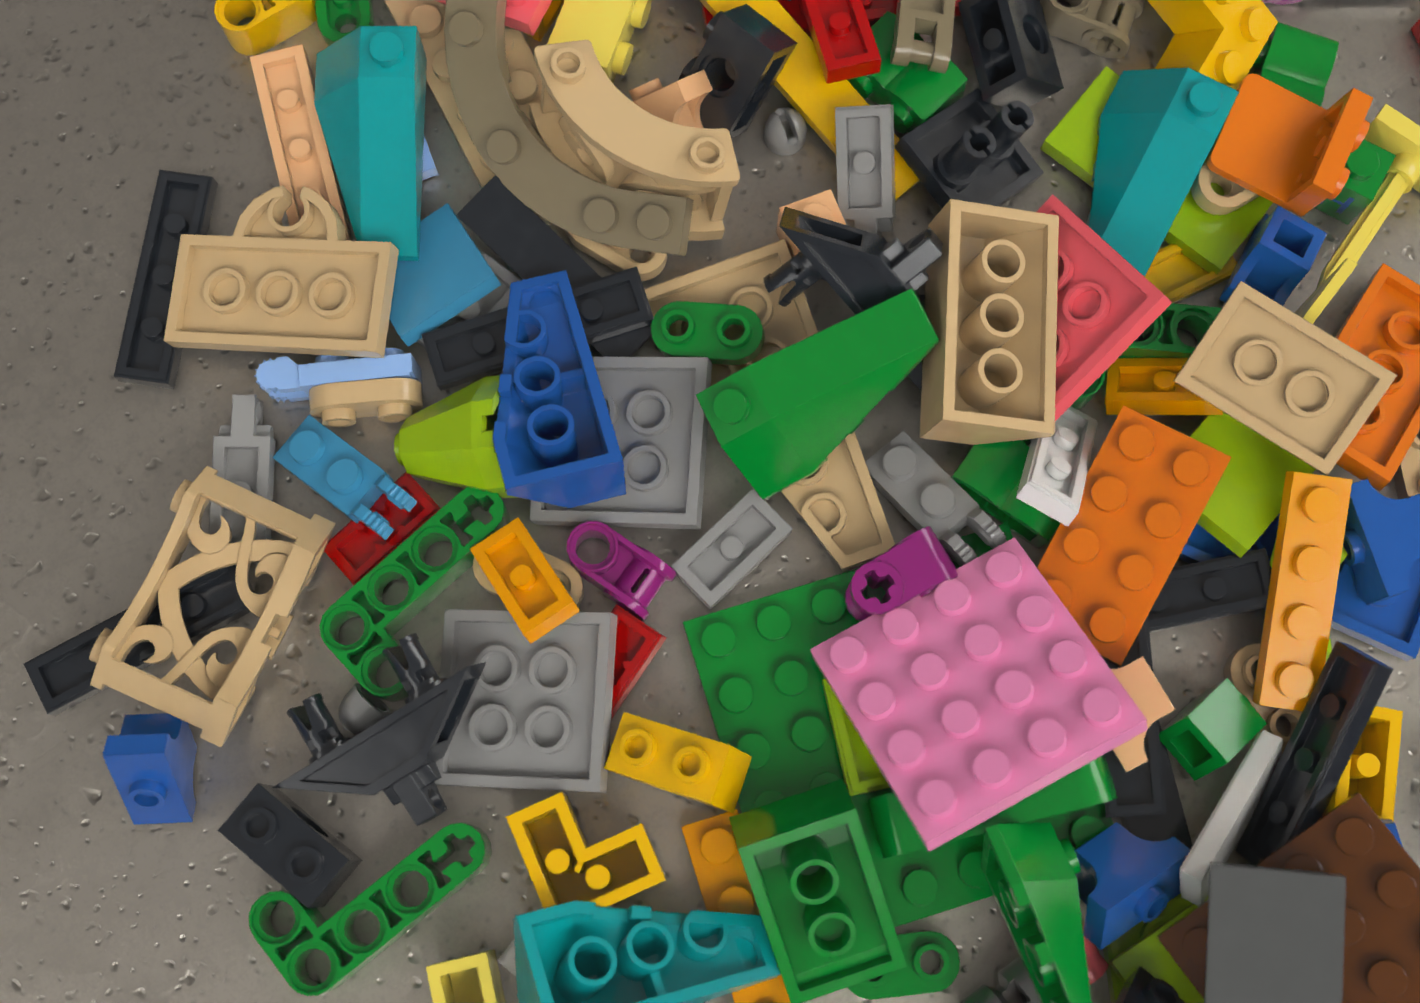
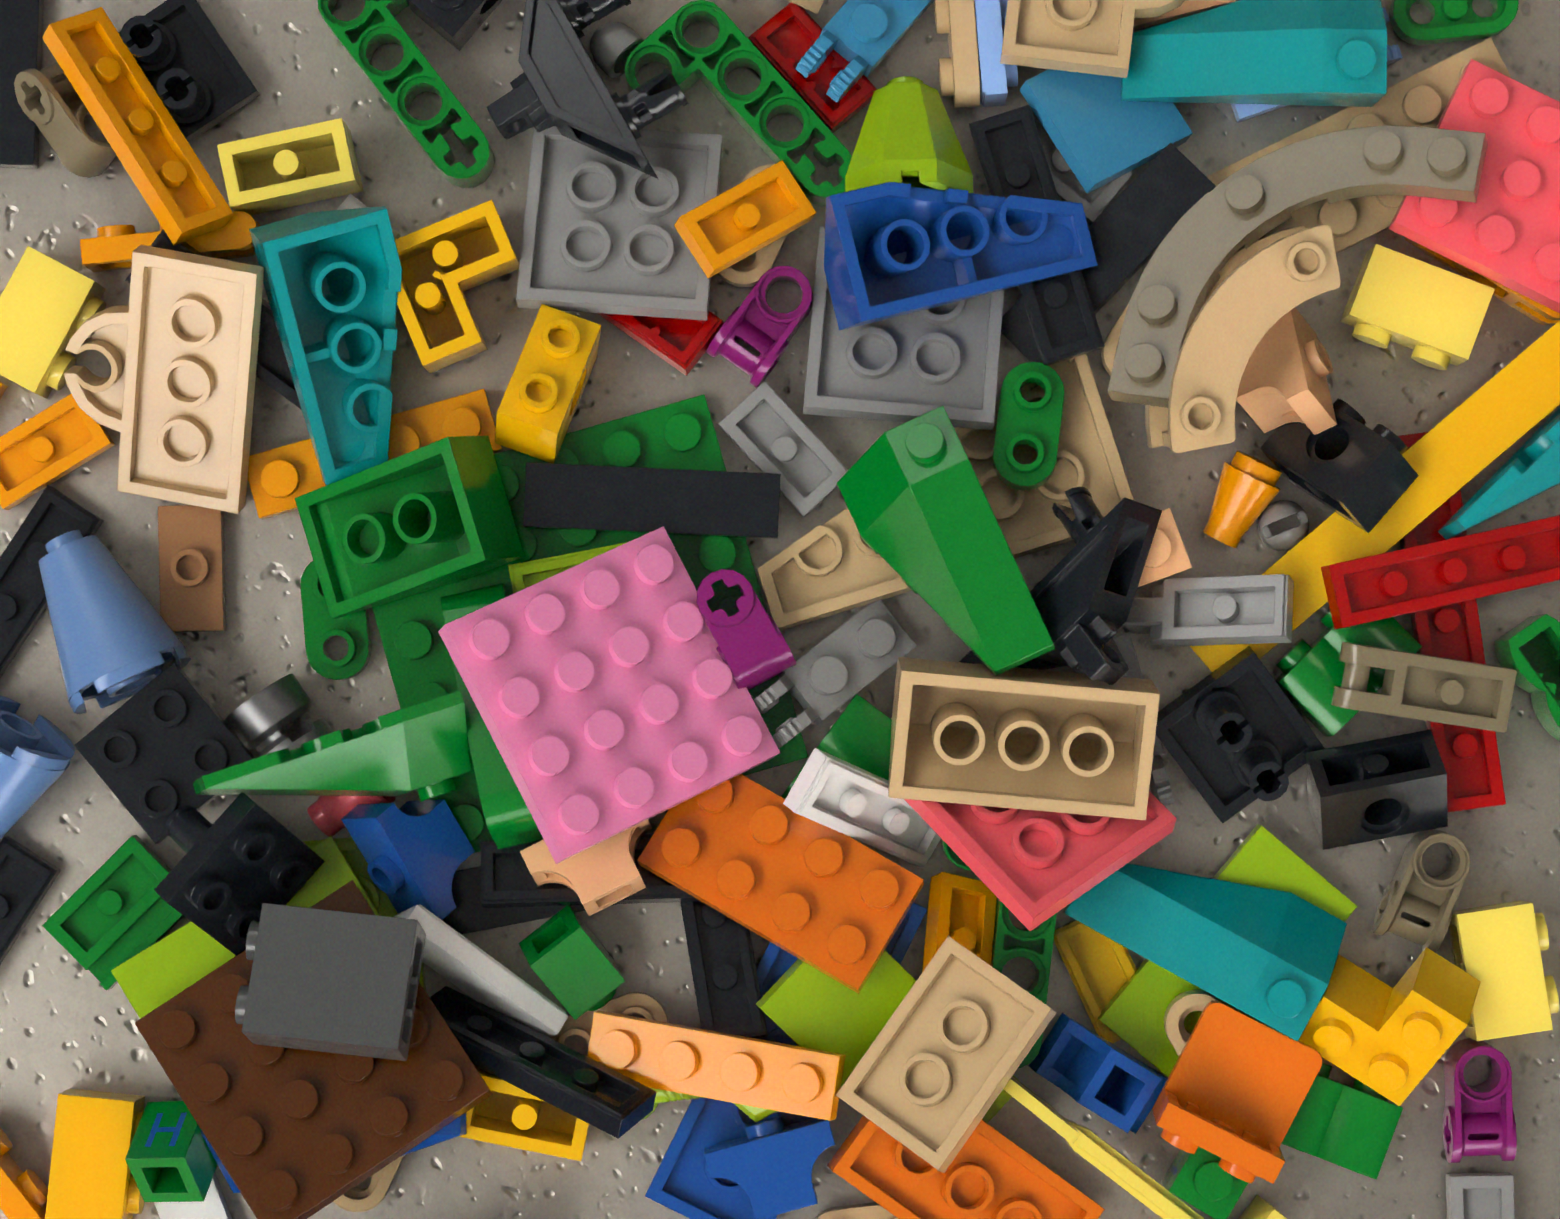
camera: 95 degrees right, 10 degrees up
(766, 162) = (1241, 497): none -> light orange cone
(784, 665) = (651, 498): none -> black tile

